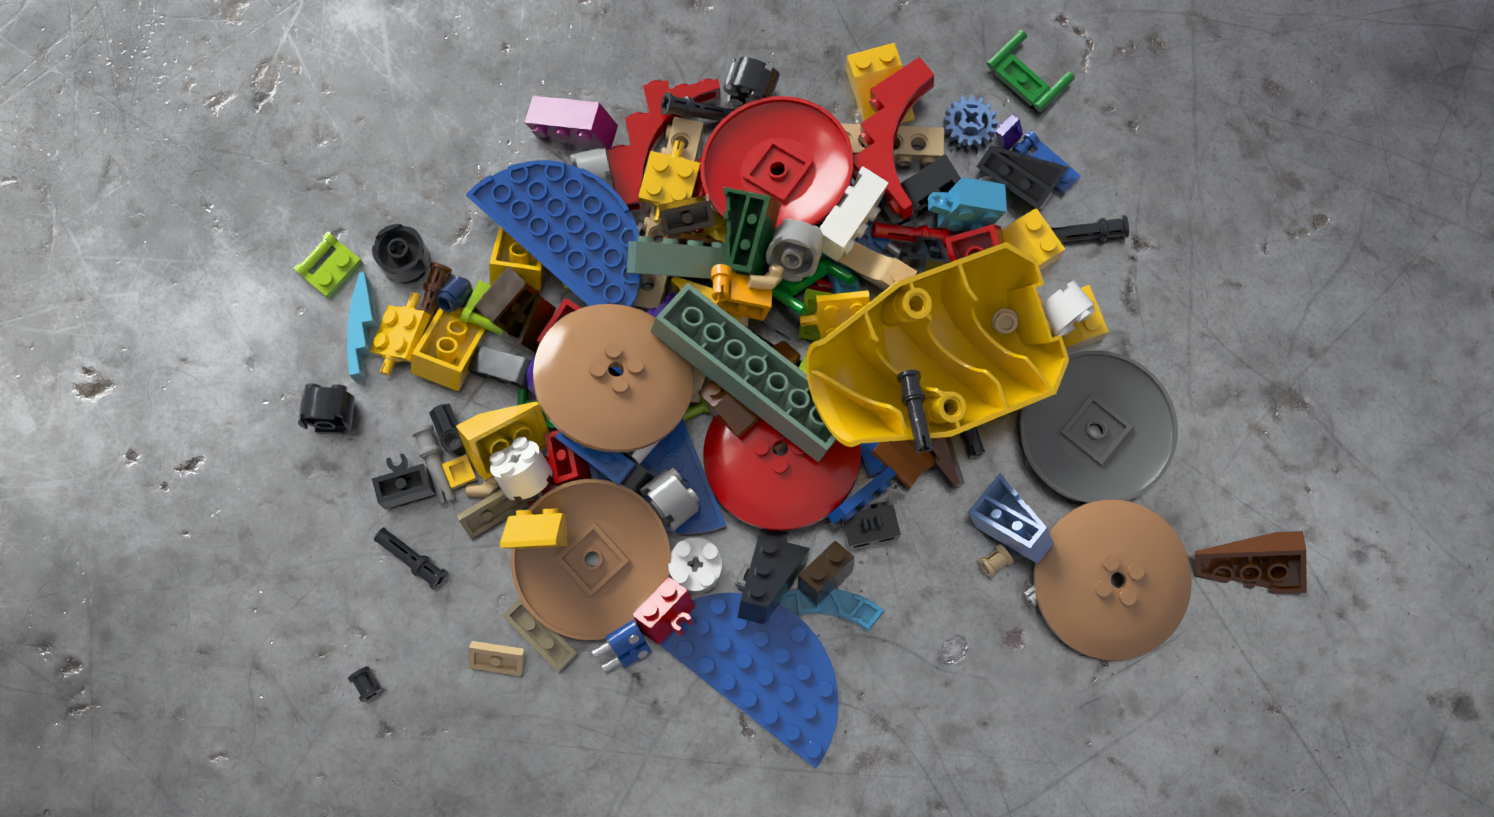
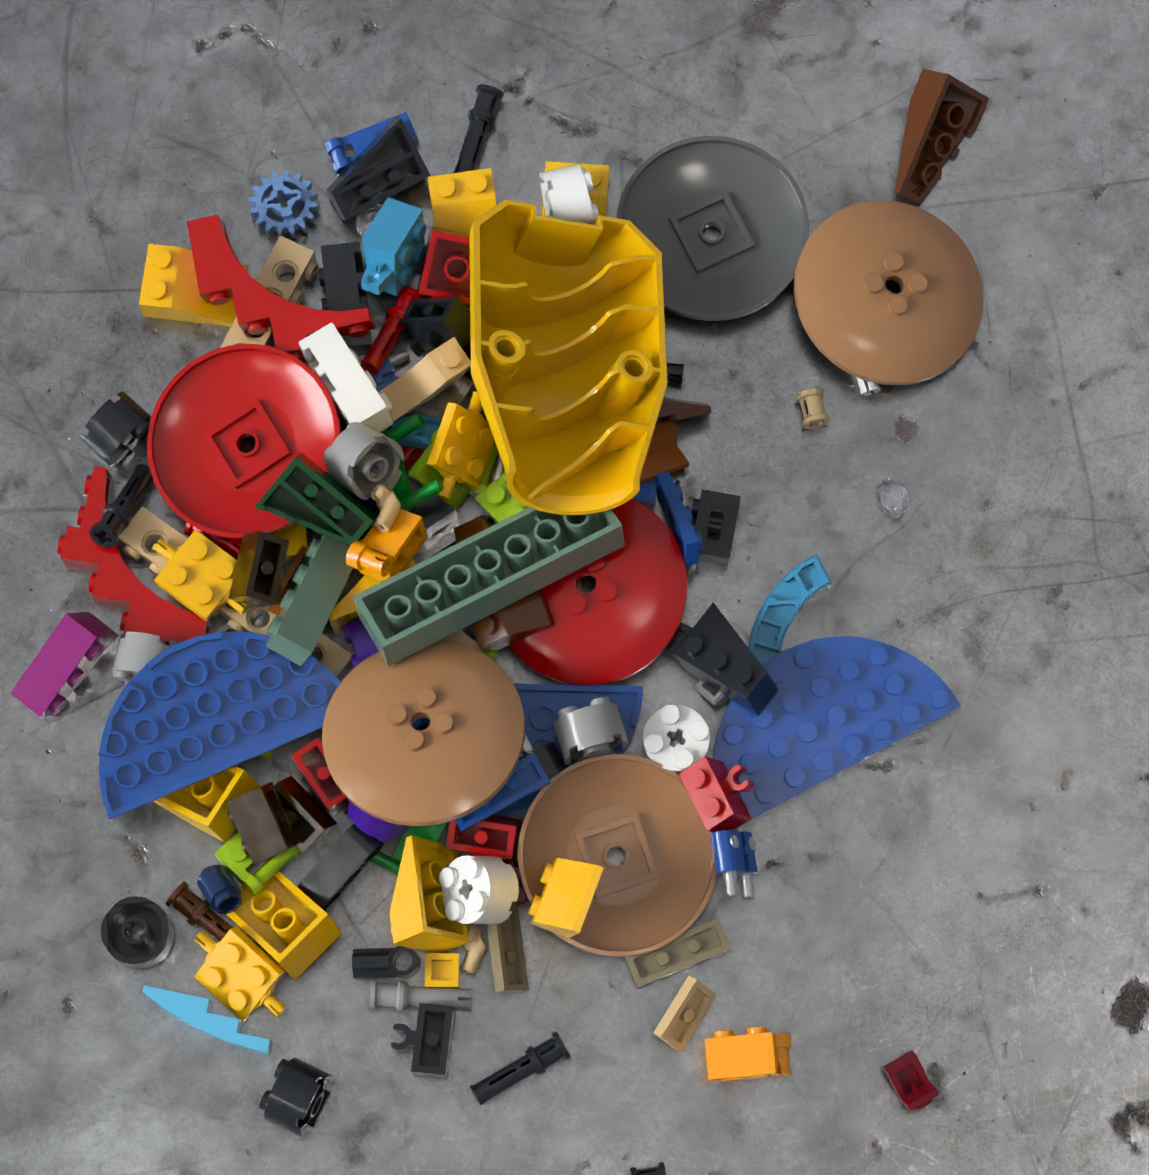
camera: 65 degrees left, 0 degrees up
(333, 270) = (117, 1027): lime plate -> none
(482, 718) = (747, 1055): none -> light orange hinge
(825, 572) = (747, 597): dark brown brick -> none
(914, 400) = (609, 403): black pin -> none
(1005, 320) = (547, 270): tan plate -> none
(1009, 132) = (316, 166): dark purple plate -> none
(1011, 521) = (778, 369): medium blue wedge -> none
(1023, 79) = (256, 122): green plate -> none

